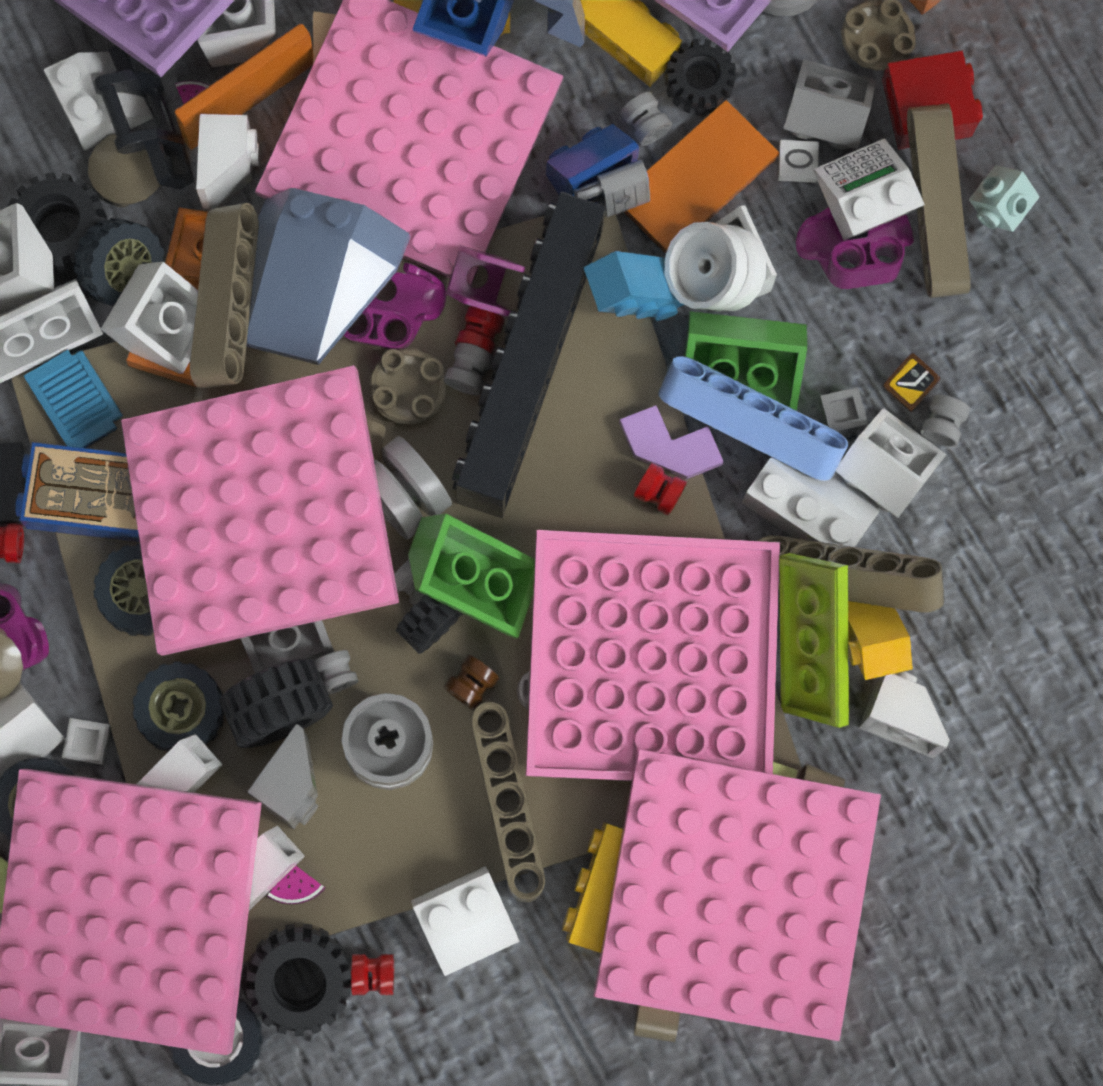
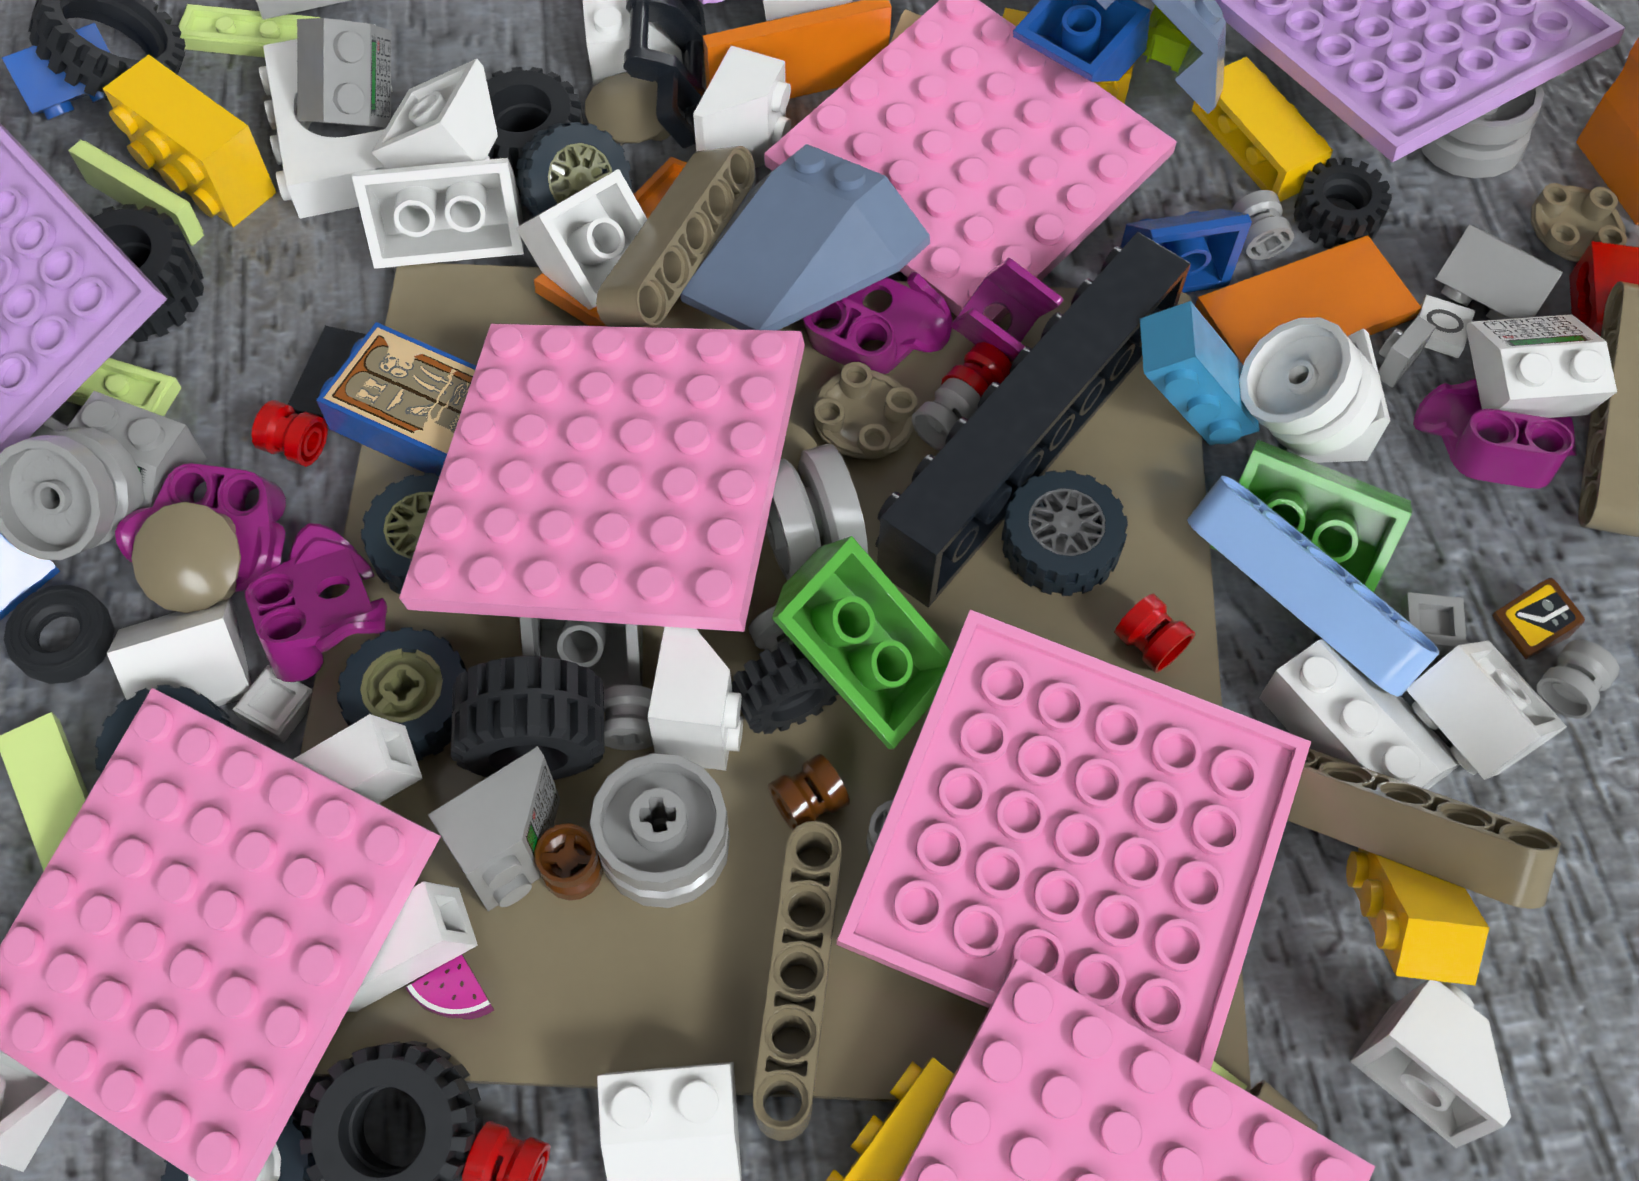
camera: 25 degrees right, 15 degrees down
(72, 640) = (293, 618): none -> magenta piece
(74, 399) = (455, 304): dark azure window -> none
(333, 775) = (565, 849): none -> reddish brown wheel
(378, 652) = (694, 702): none -> white slope
(577, 433) = (1067, 508): none -> black wheel
(619, 188) = (1216, 272): light grey piece -> none
(682, 456) = (1207, 606): lavender tile -> none
(773, 196) = (1403, 350): none -> light grey plate
(814, 639) = (1328, 897): lime tile -> none

